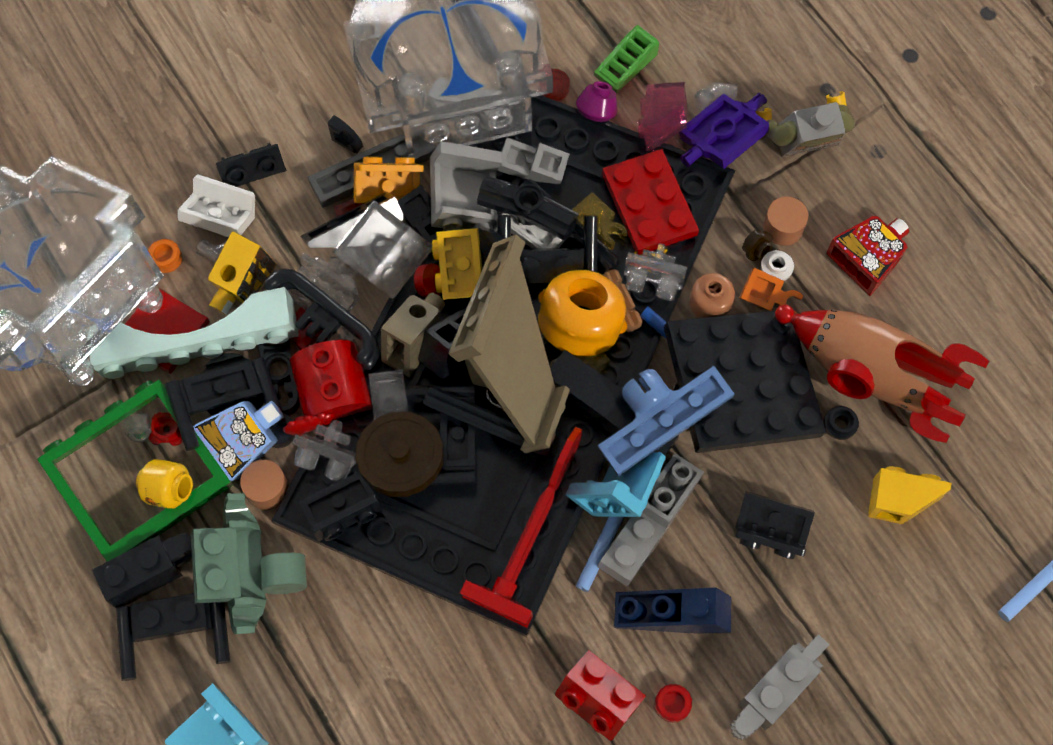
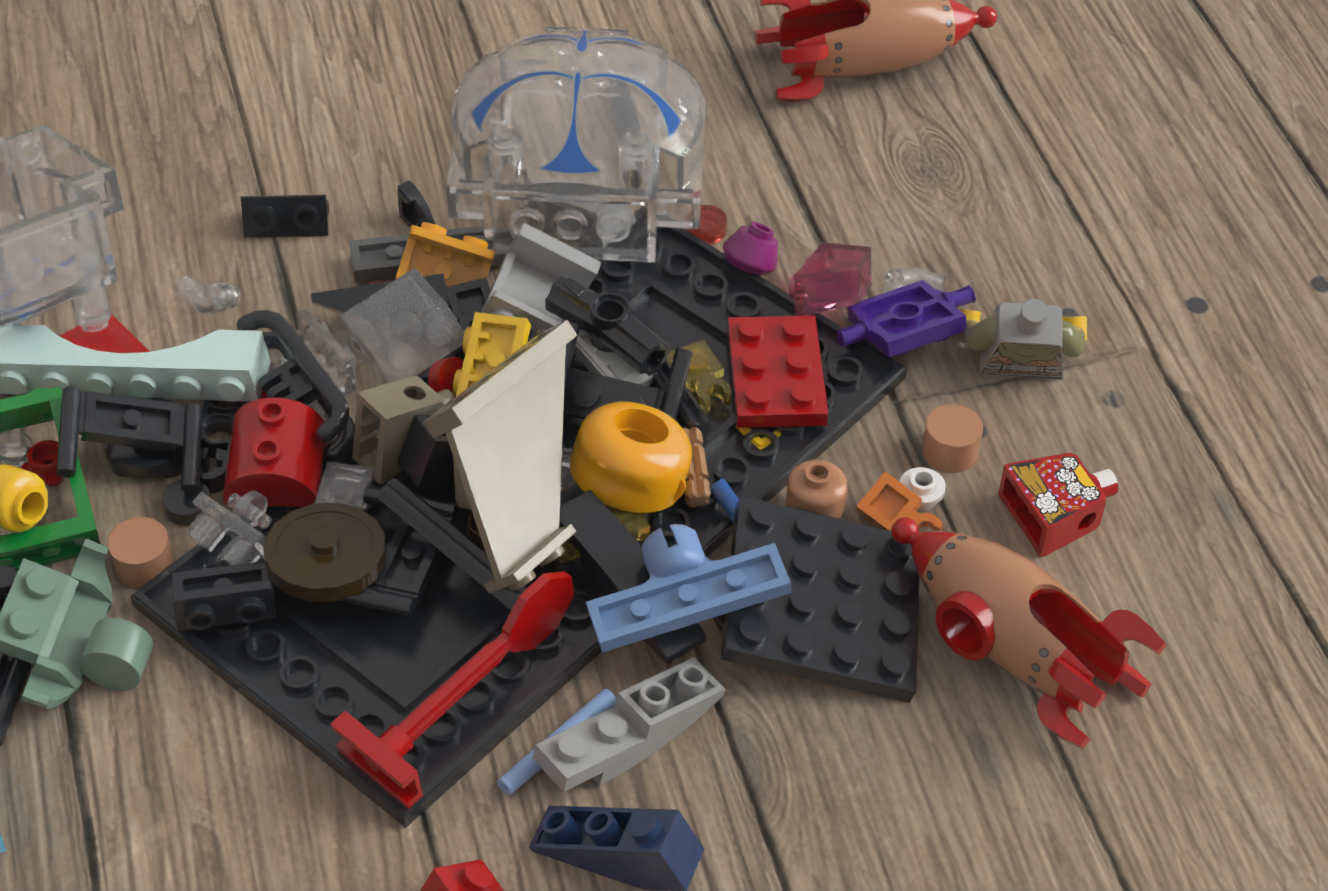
camera: 15 degrees right, 20 degrees down
(166, 255) = (136, 284): orange tile -> none
(218, 207) = (225, 246): white bracket -> none
(239, 272) = (214, 303): yellow torso -> none
(239, 435) = (133, 481): torso -> none
(306, 424) = (222, 487): red piece -> none
(538, 163) = (650, 296): light grey slope -> none
(621, 494) = (581, 672): medium azure bracket -> none
(640, 44) = (831, 201): bright green slope -> none
(654, 268) = (751, 440): clear hips -> none
(757, 244) = (903, 453): dark brown plate -> none
(773, 525) = (799, 777): black bracket -> none
(845, 414) = (946, 677): black plate -> none
(902, 495) = (999, 795): yellow slope -> none

